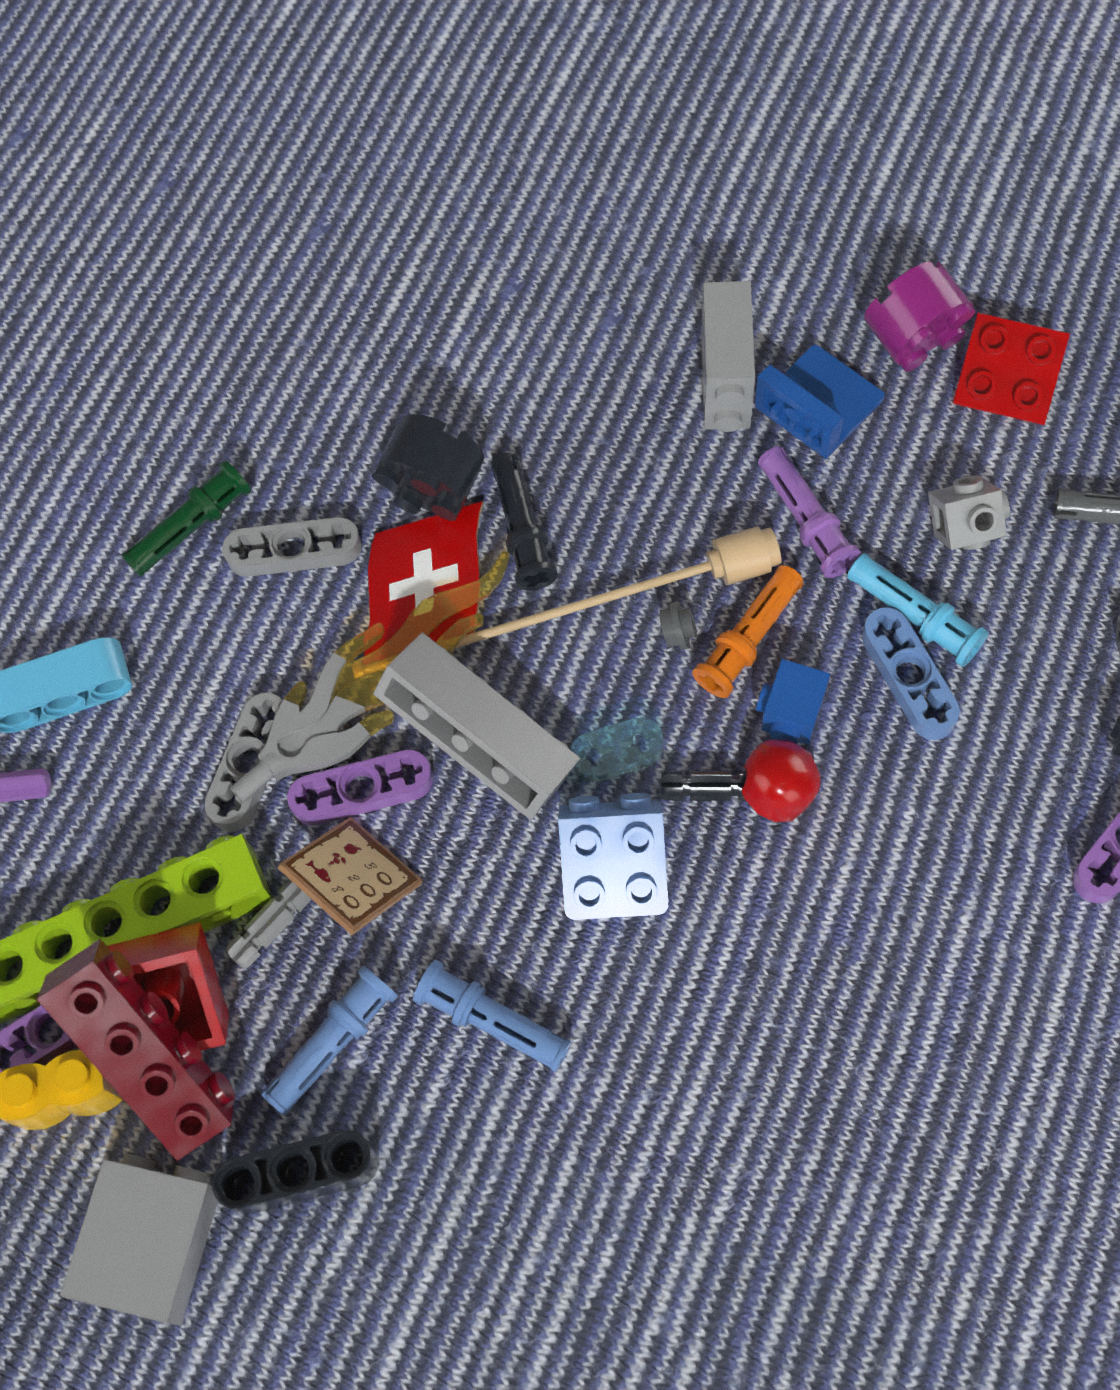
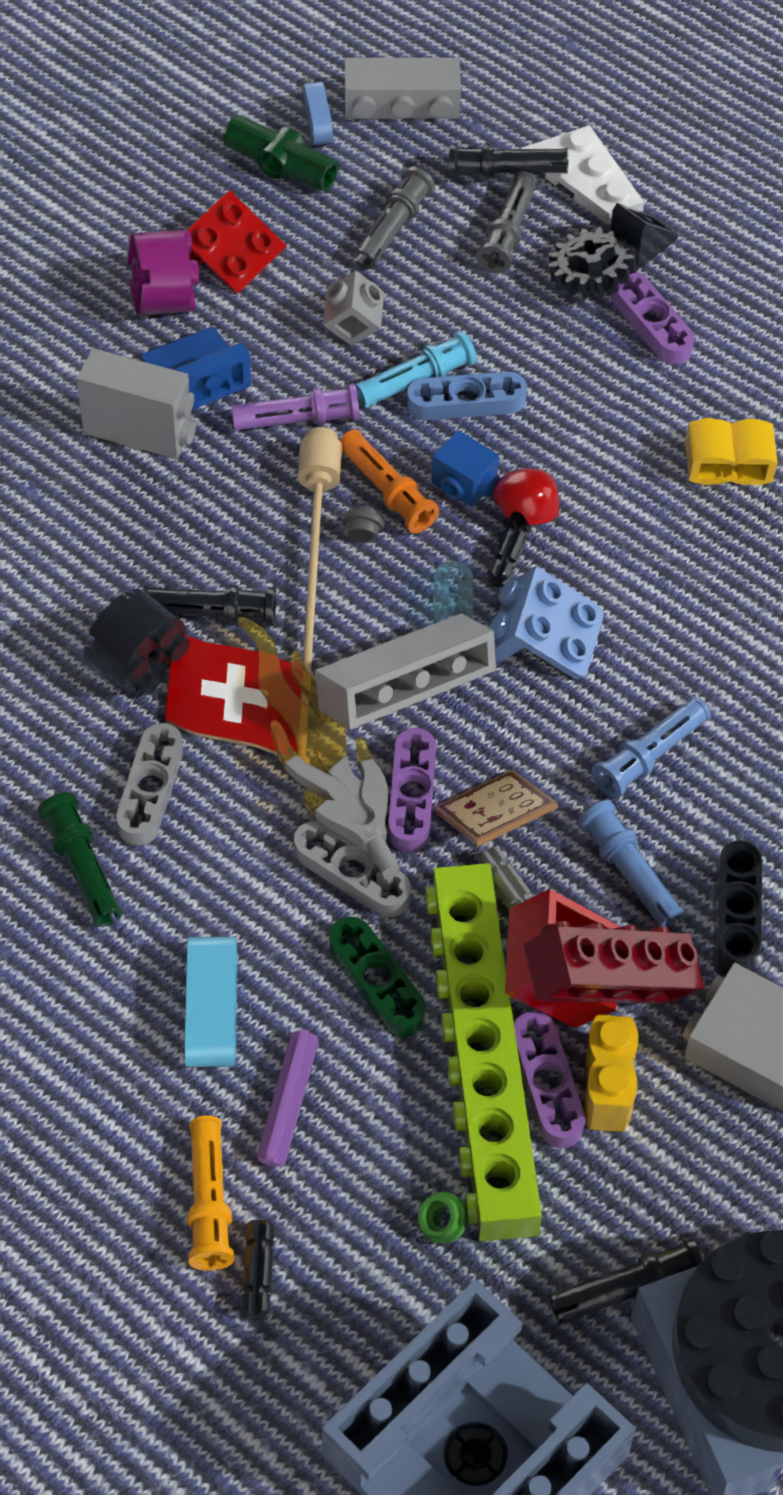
camera: 80 degrees left, 10 degrees down
(128, 804) = (377, 997): none -> dark green beam
(952, 988) = (731, 452): none -> yellow brick

